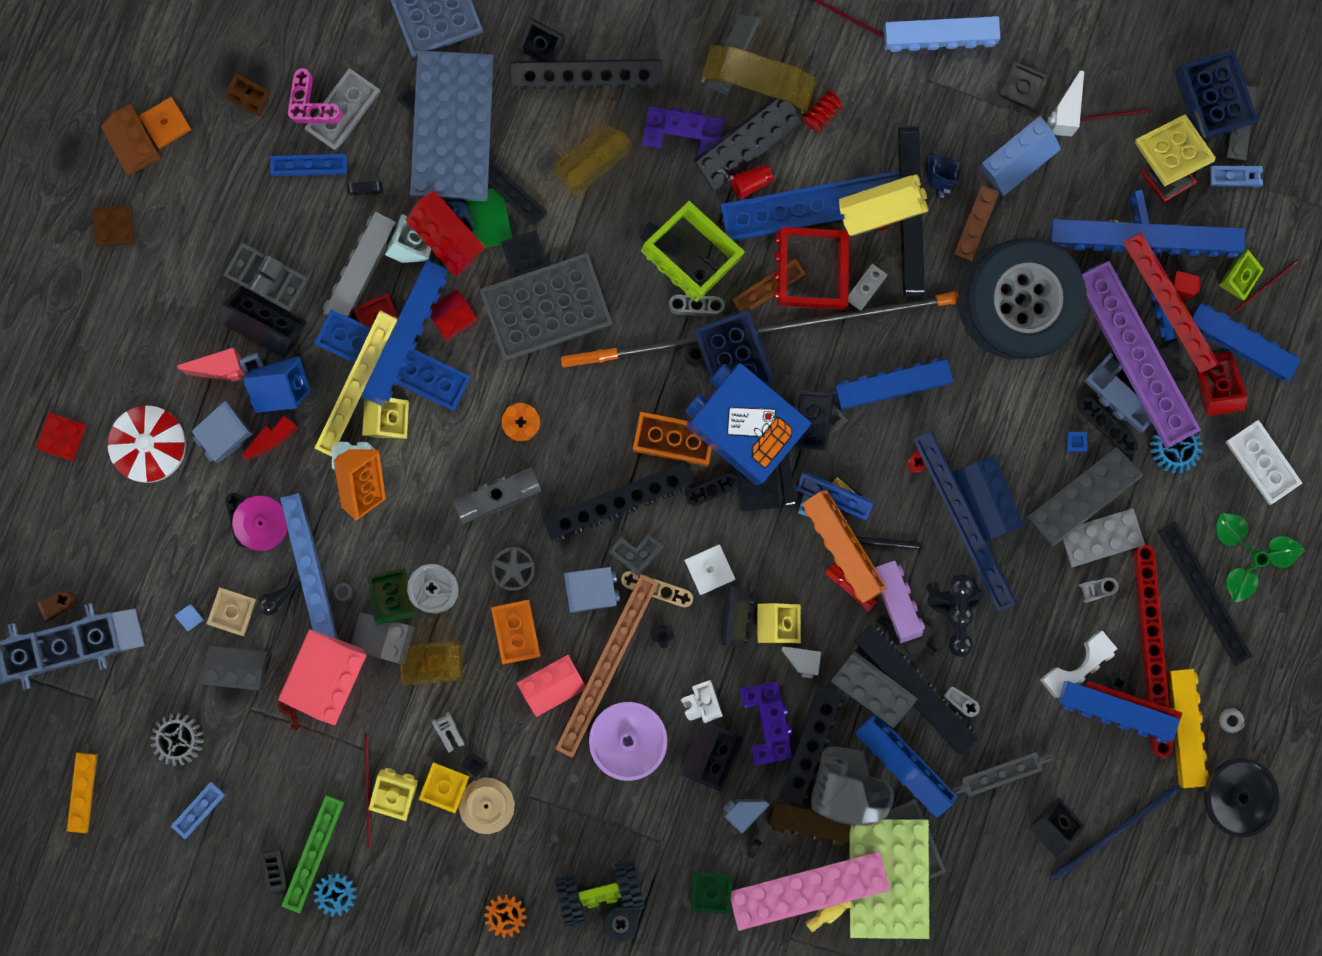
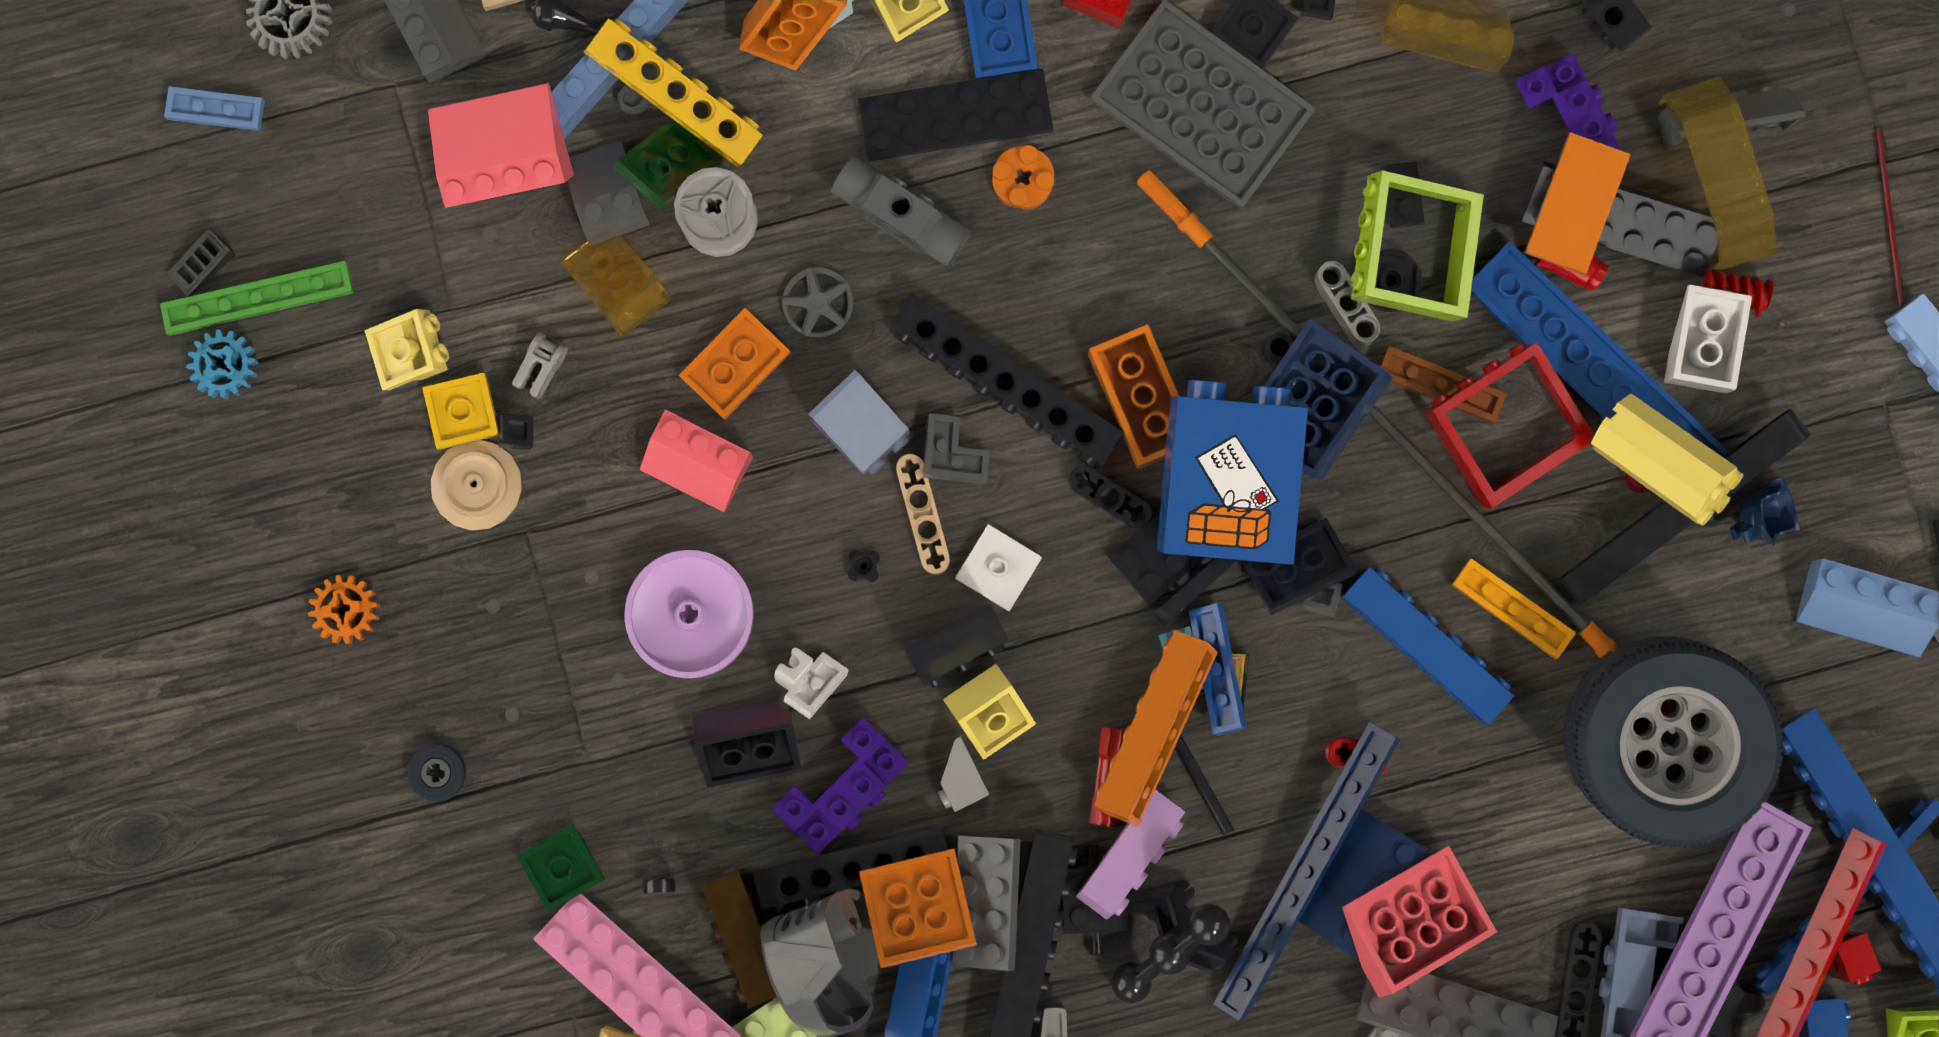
camera: 60 degrees right, 0 degrees up
(290, 711) = (423, 143): clear red plate -> none
(311, 589) = (603, 51): none -> yellow brick
(367, 792) = (390, 313): dark red axle -> none
(465, 434) = (955, 115): none -> black plate
(572, 900) = (422, 685): black plate -> none
(606, 666) = (772, 516): nougat plate -> none
(726, 159) = (1577, 203): none -> orange tile
(744, 812) = (696, 835): sand blue slope -> none
(837, 141) = (1708, 340): none -> white slope
(854, 725) = (917, 908): none -> orange plate
(866, 287) = (1536, 517): light grey brick -> none
(903, 329) = (1513, 609): none -> light orange plate
(976, 223) = (1732, 609): dark orange plate -> none
(1026, 484) = (1416, 922): none -> coral slope
(1076, 441) = (1525, 955): blue plate -> none

